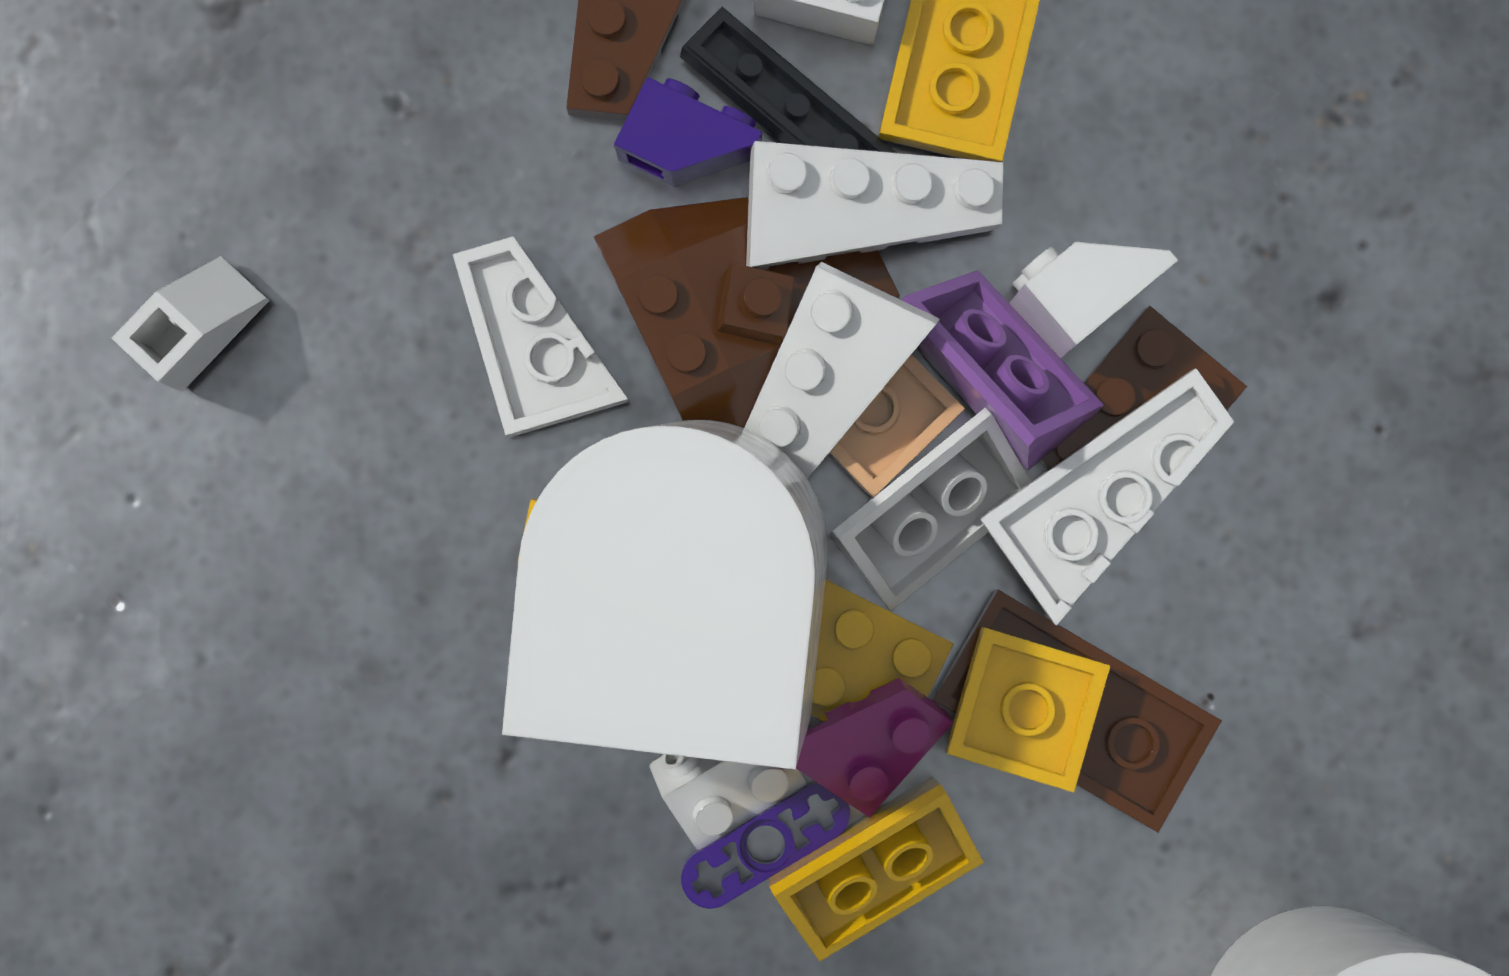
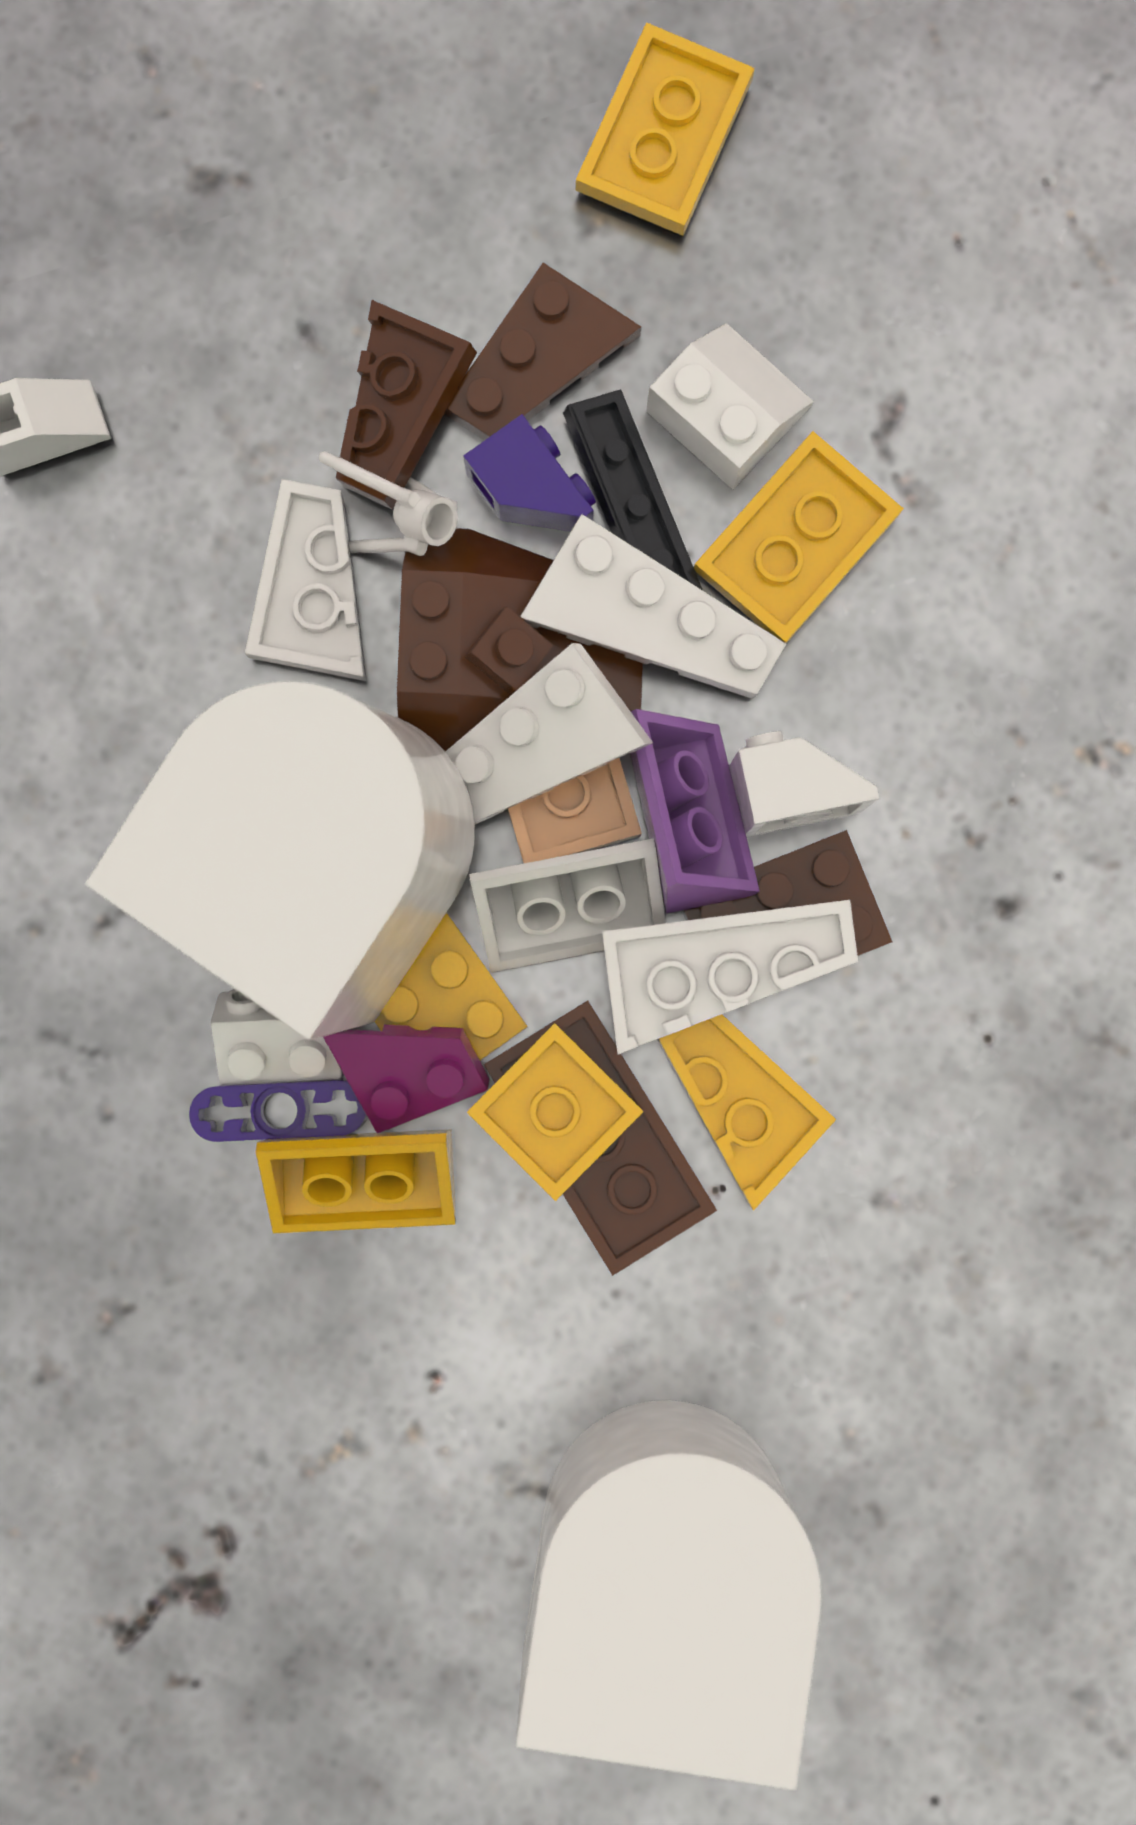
camera: 25 degrees right, 0 degrees up
(523, 120) = (401, 396): none -> reddish brown wing
(601, 218) = (418, 511): none -> white plant
(1196, 608) = (747, 1104): none -> yellow wing

